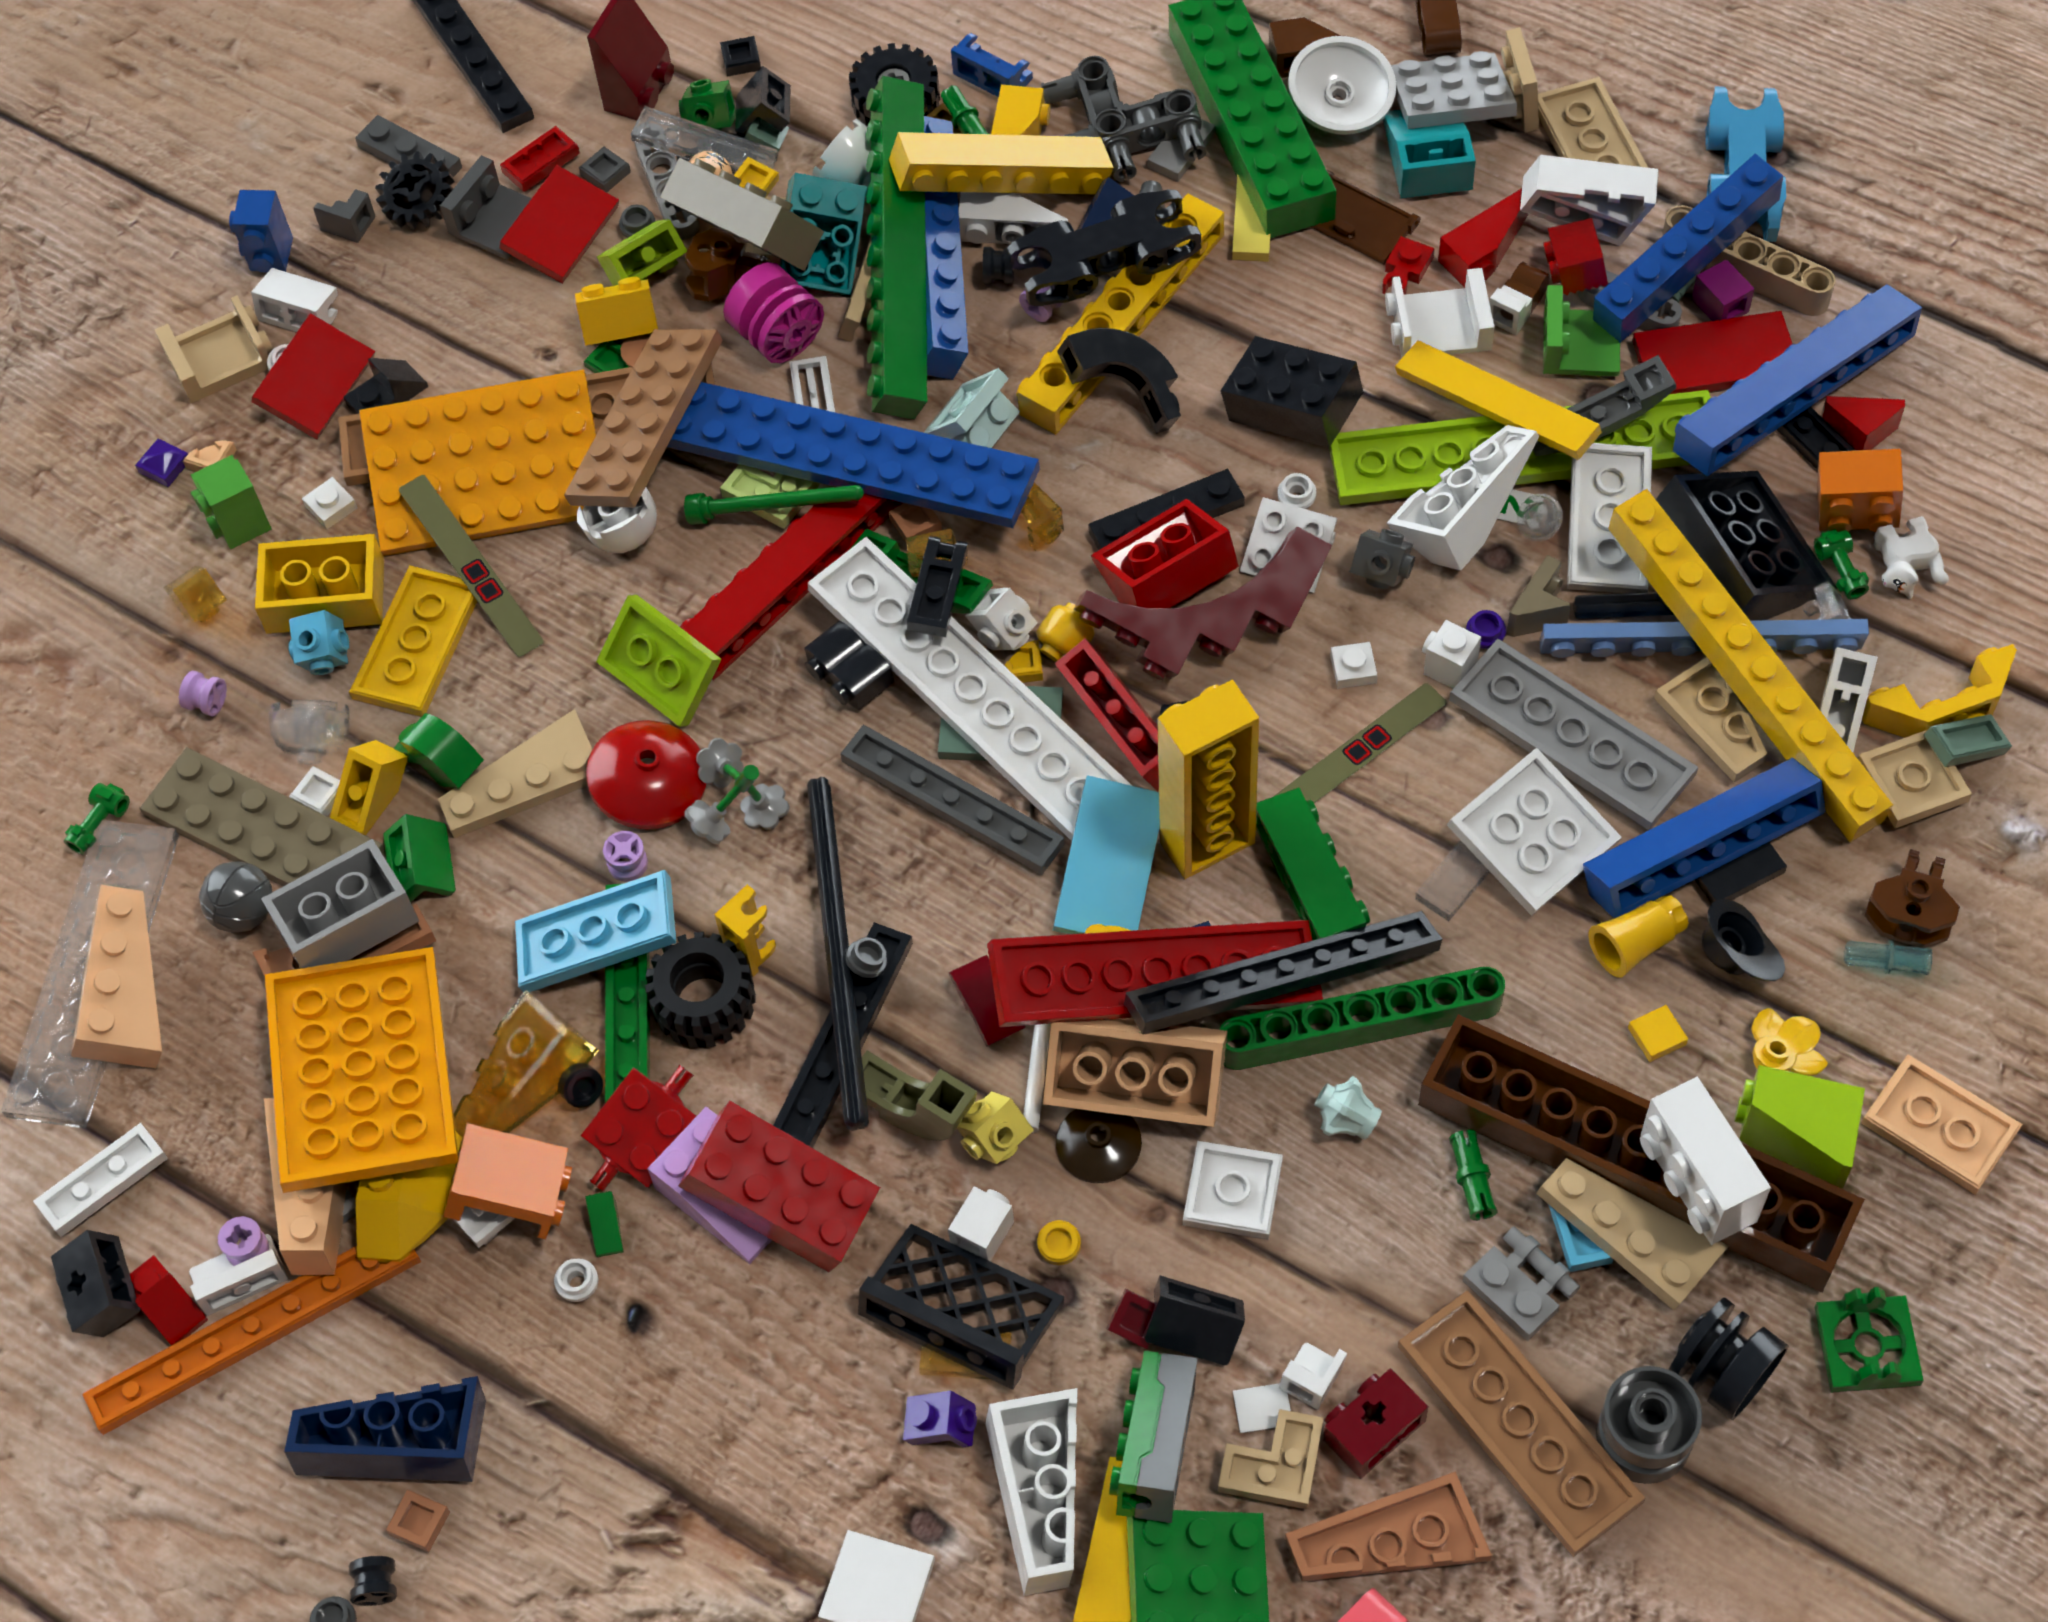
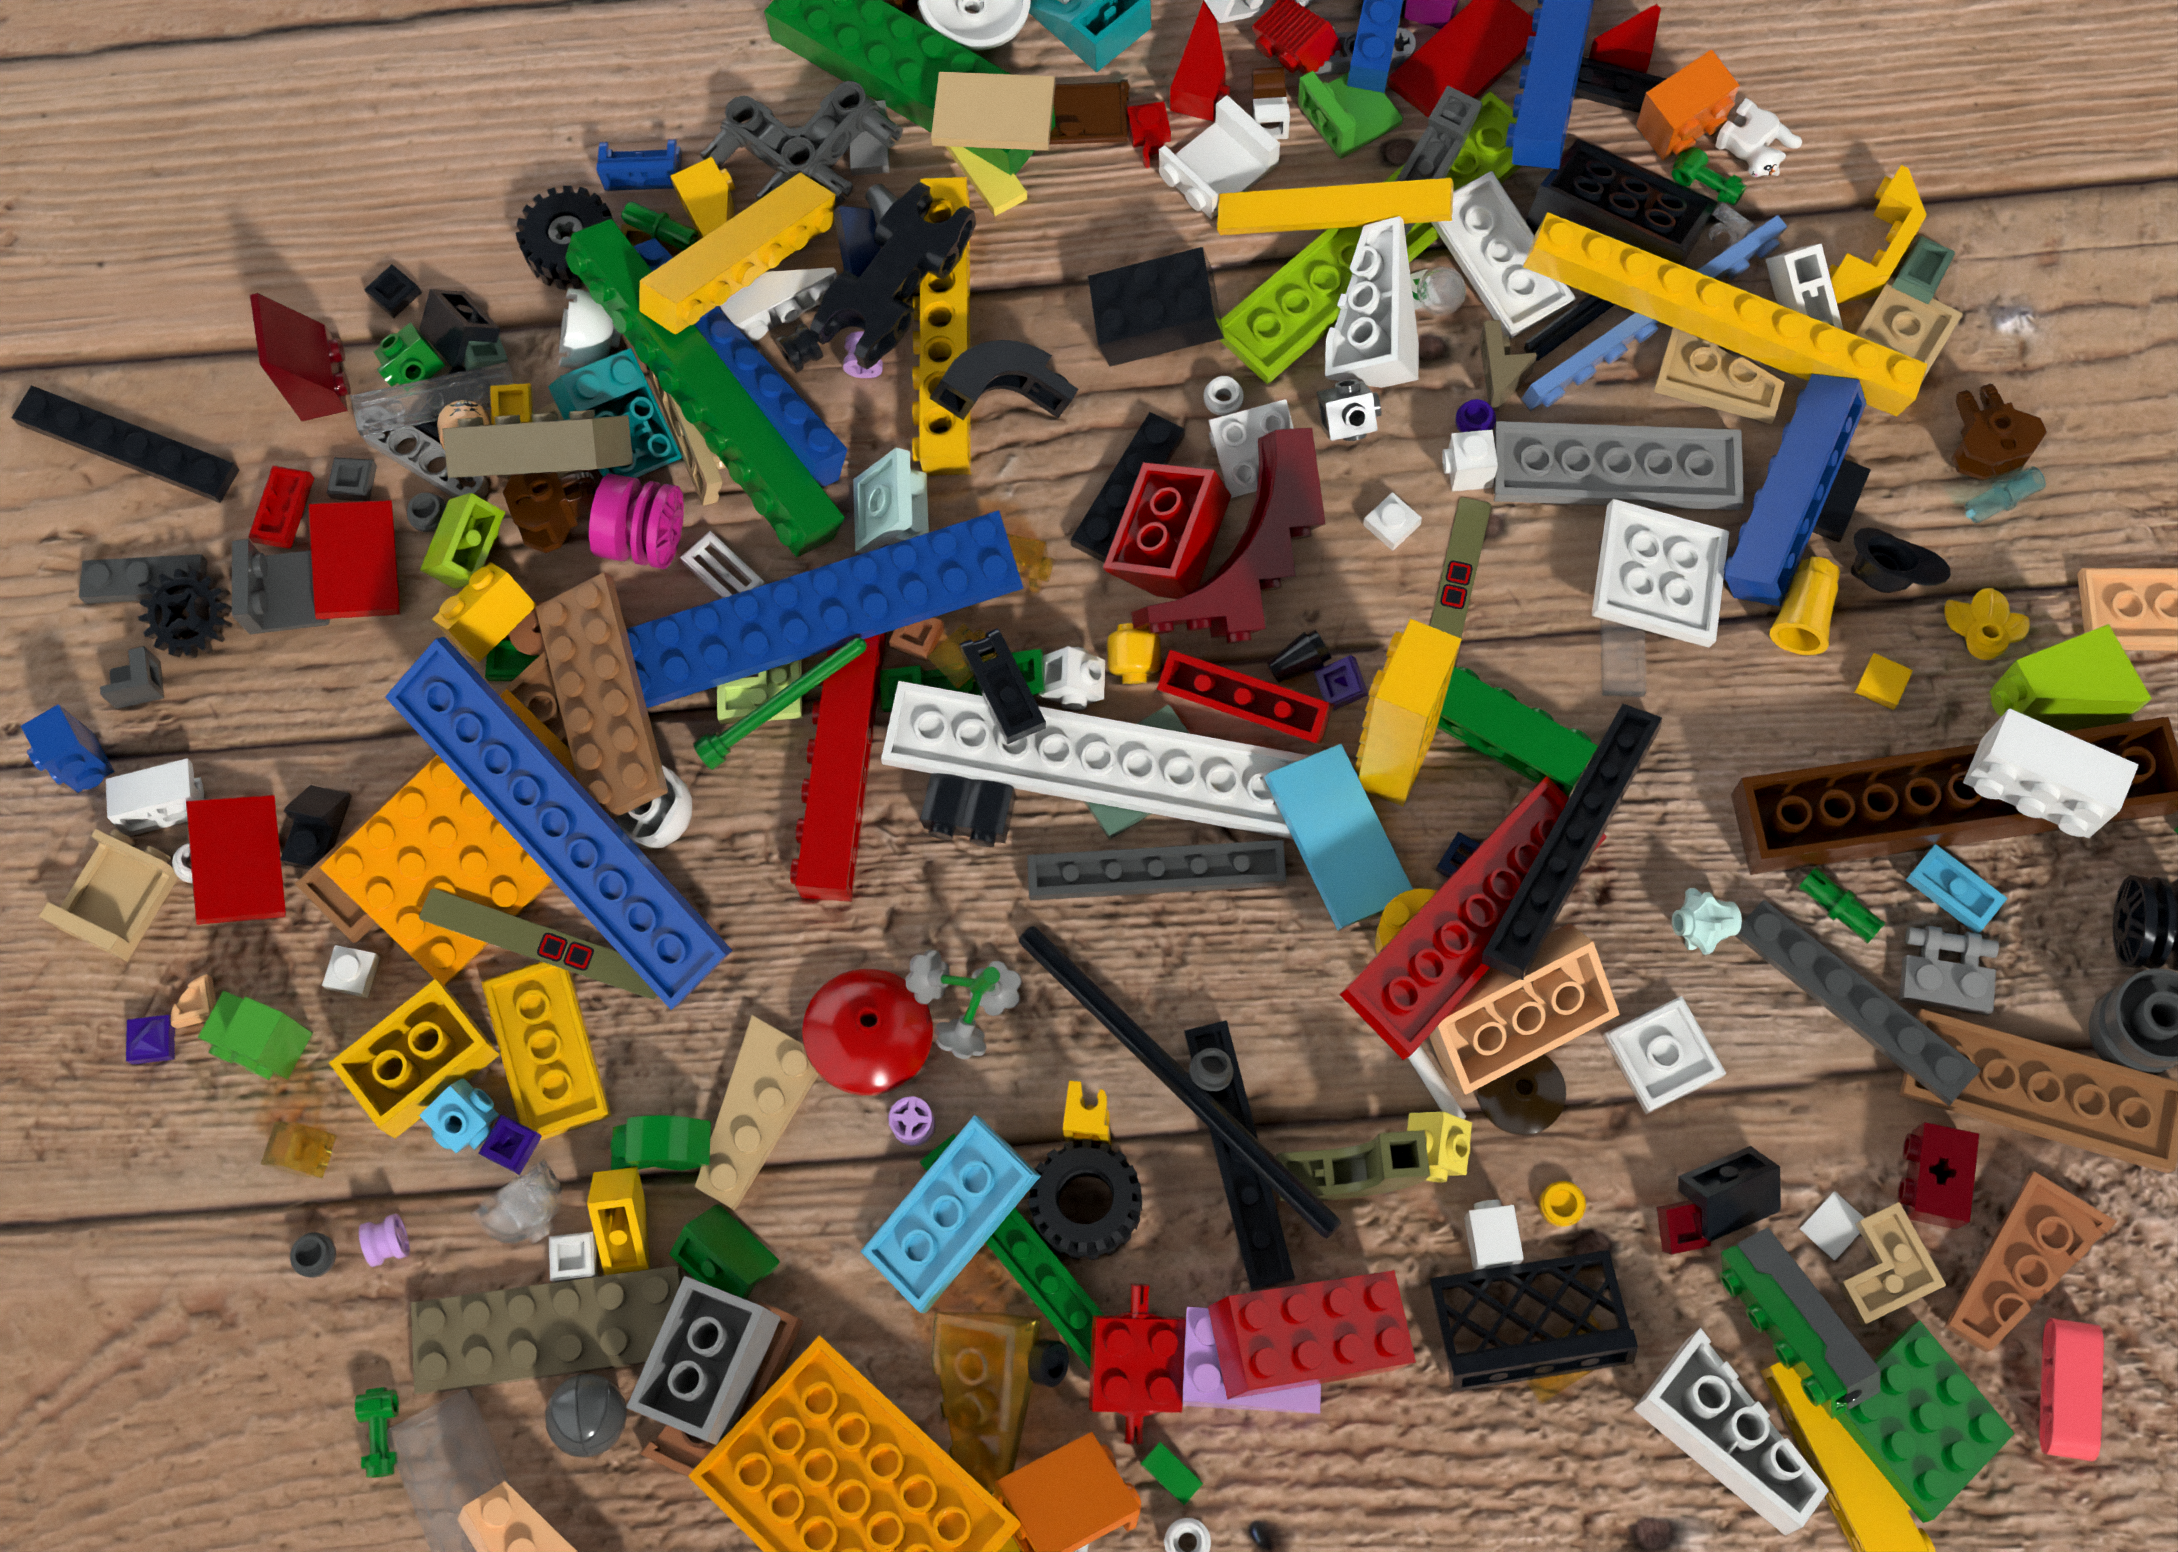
camera: 35 degrees left, 10 degrees up
(149, 673) = (313, 1255): none -> dark grey plate
(336, 682) = (510, 1144): none -> dark purple tile
(541, 483) = (558, 823): none -> blue plate
(658, 660) = (797, 919): lime plate -> none
(939, 1419) = (1595, 1435): dark purple bracket -> none
(977, 995) = (1332, 1031): dark red slope -> none
(1026, 663) = (1118, 701): yellow tile -> none
(1277, 171) = (993, 111): none -> tan tile
(1312, 1374) = (1858, 1168): white panel -> none
(1374, 1003) = (1664, 817): green beam -> none
(1418, 1251) = (1857, 1003): none -> dark grey plate
(1639, 1236) = (2013, 866): tan wing -> none

